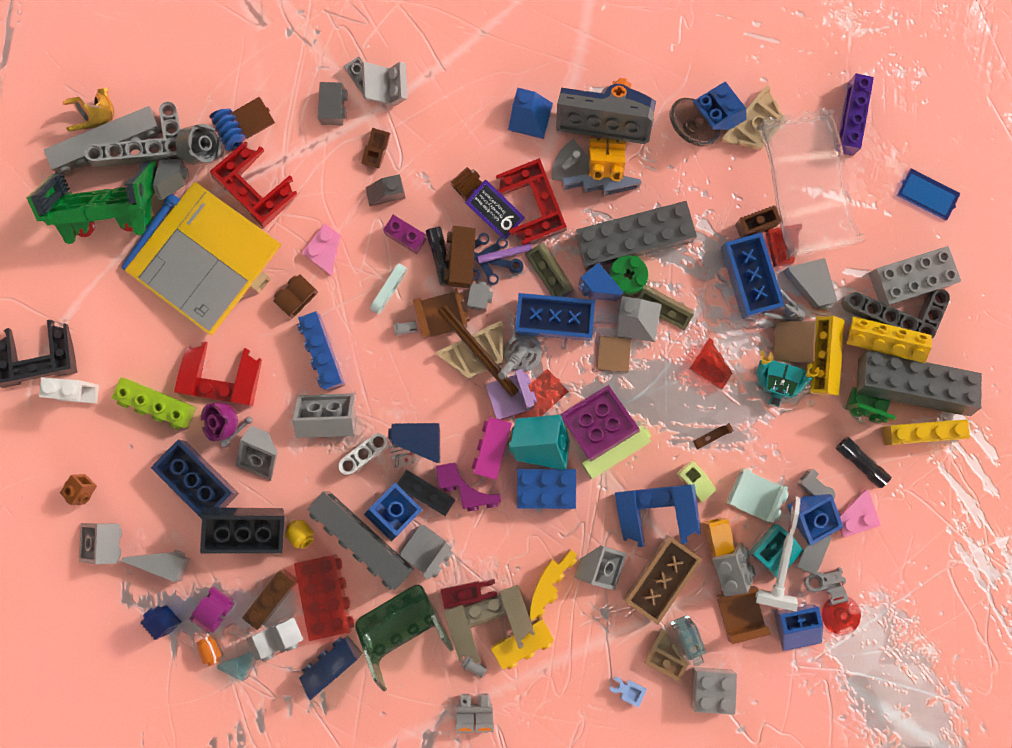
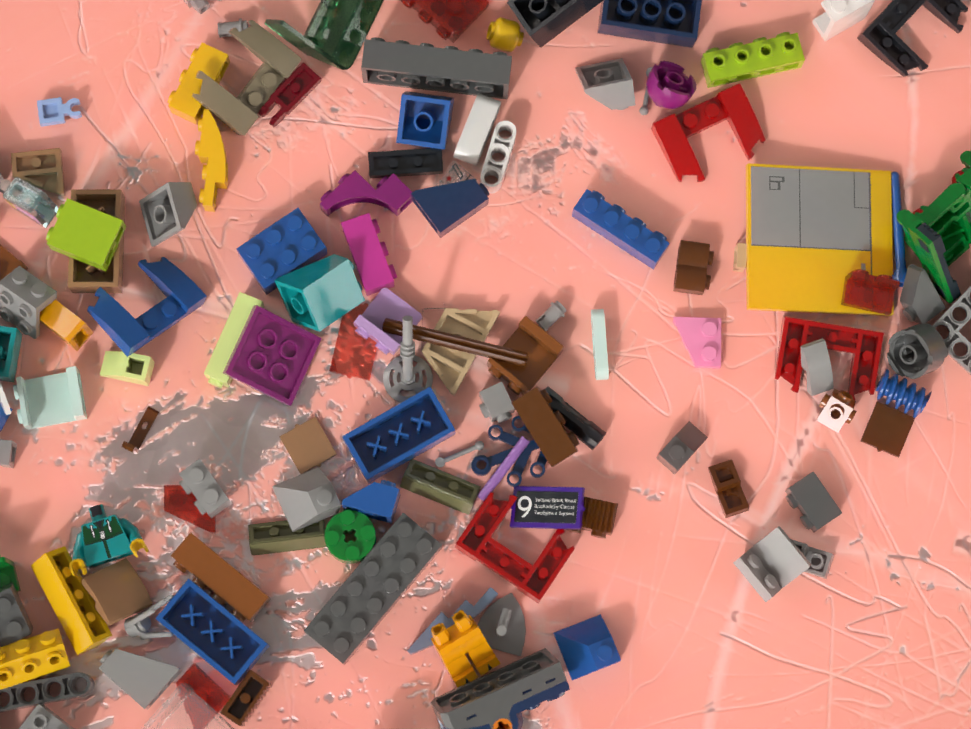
camera: 140 degrees right, 5 degrees down
(199, 202) = (869, 292): none -> clear red bracket
(265, 179) = (818, 367): none -> light grey slope
(275, 145) = (836, 410): none -> brick
(324, 415) = (567, 168): light grey slope -> none
(363, 482) = (477, 129): none -> white beam
(404, 234) = (625, 413): magenta hinge -> none
(427, 551) = (360, 105): light grey bracket -> none
(539, 286) = (440, 462): none -> light grey hinge
(670, 584) = (85, 234): none -> lime brick
(699, 365) = (205, 488): none -> light grey brick
(725, 306) = (220, 577): none -> dark orange brick

